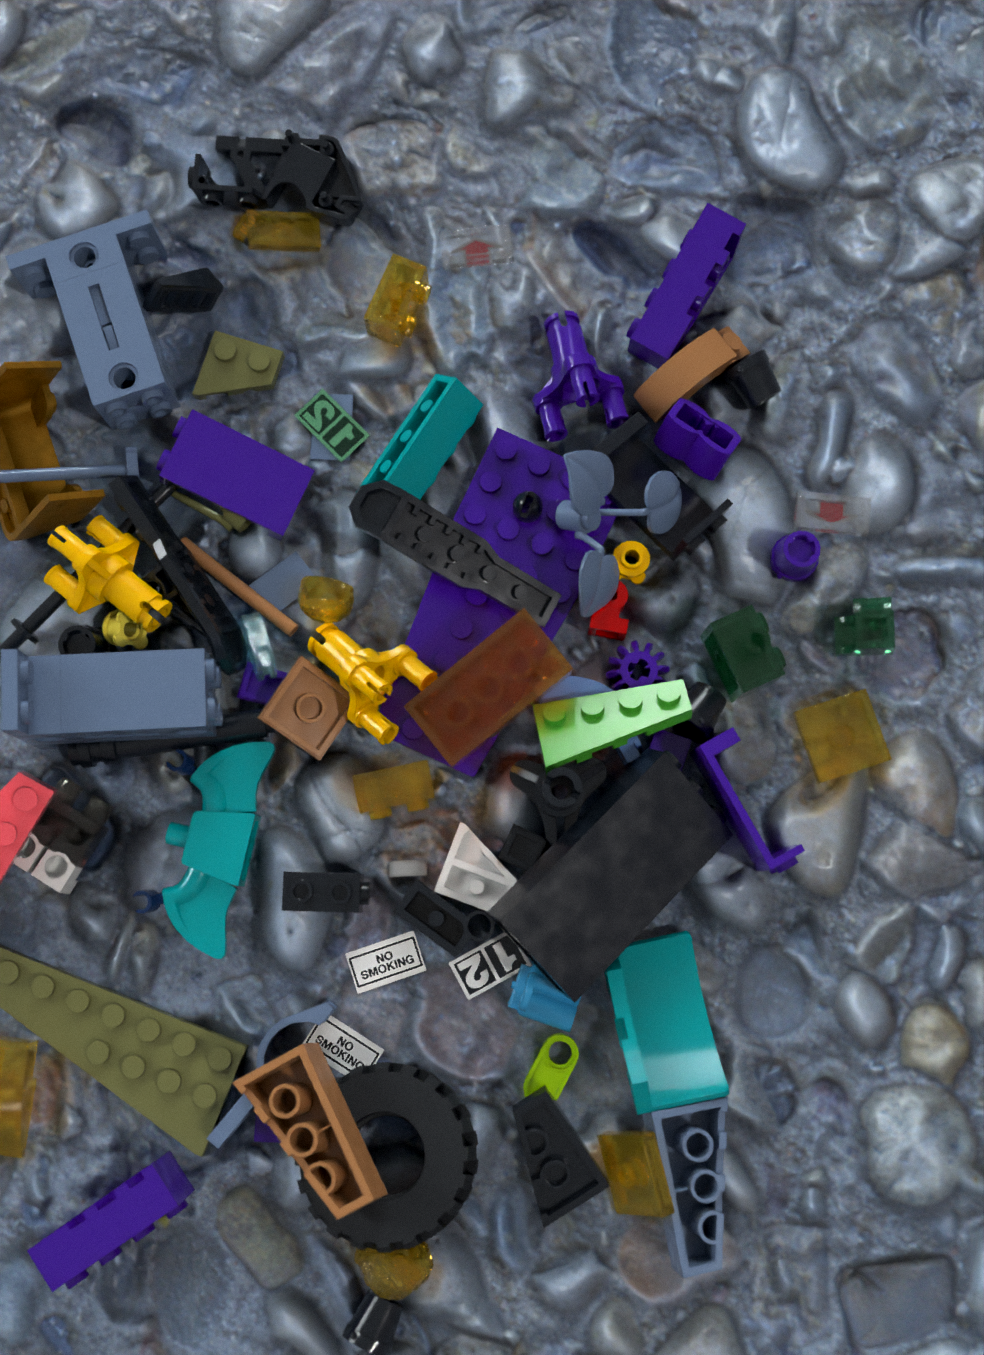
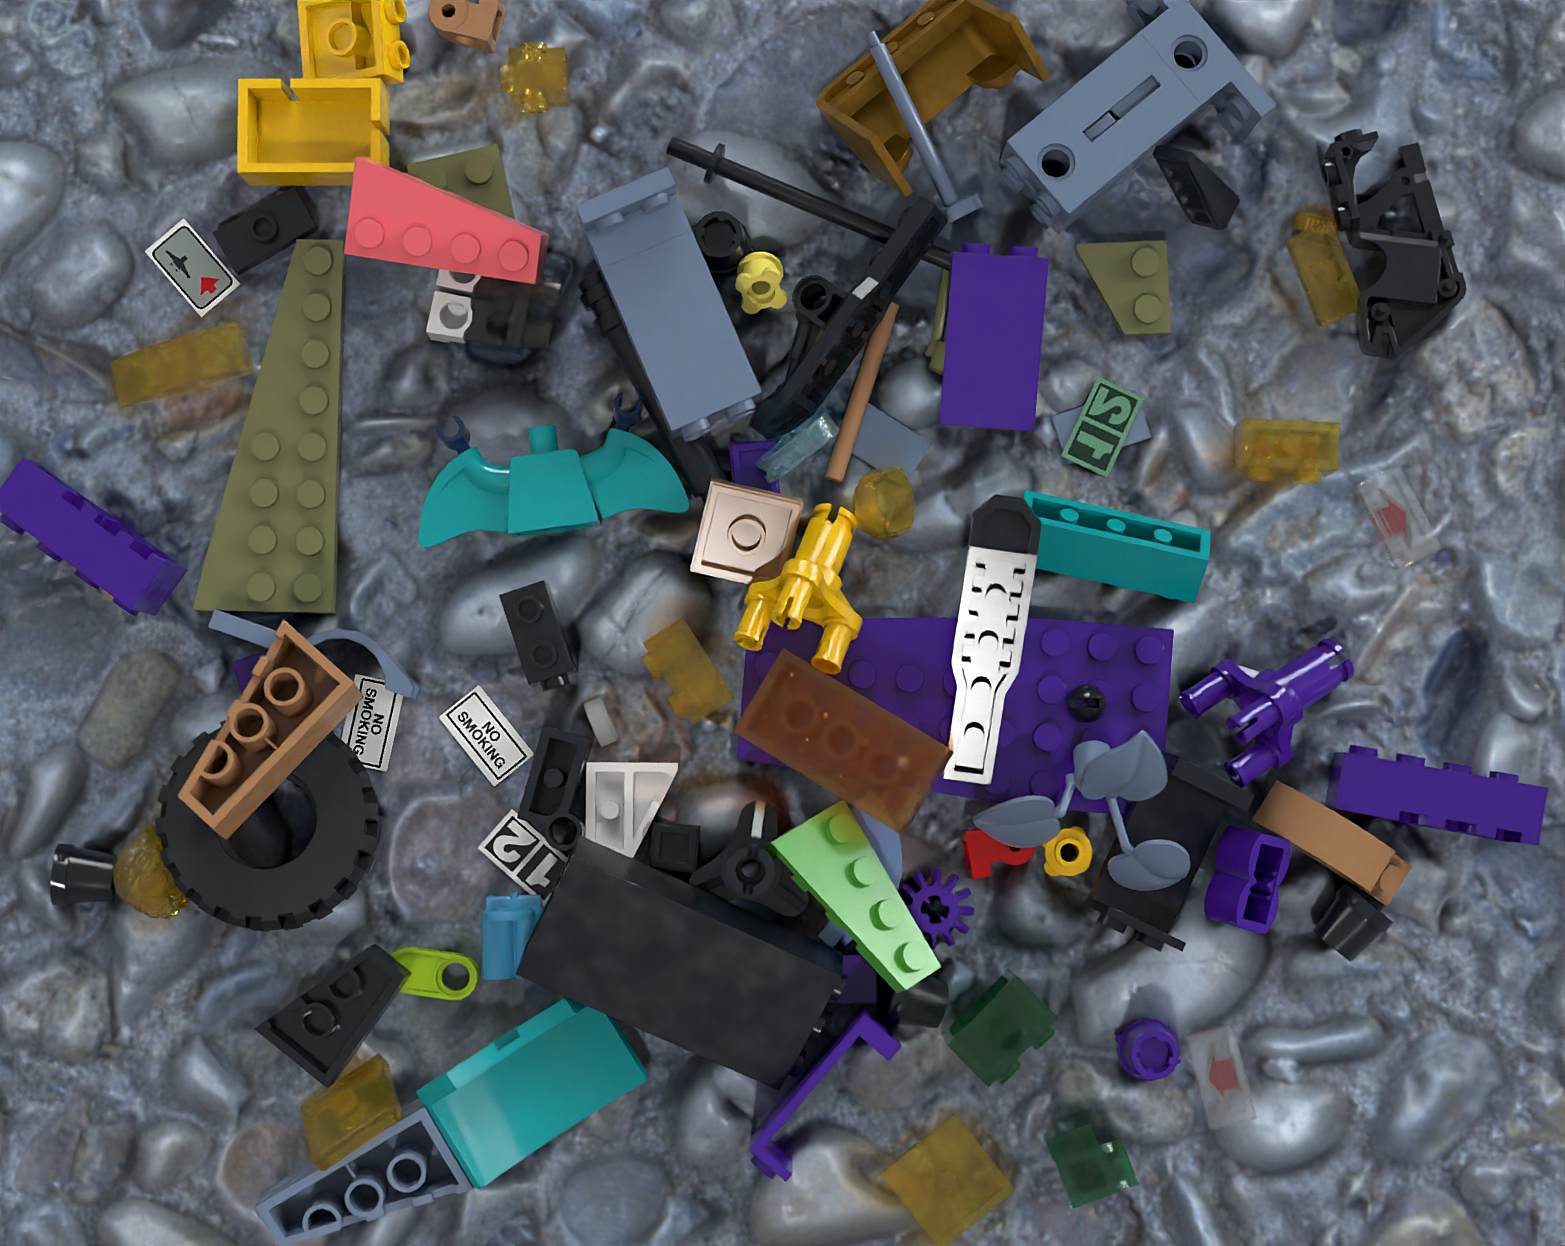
camera: 70 degrees right, 5 degrees up
(105, 574) = (812, 235): yellow wheel -> none

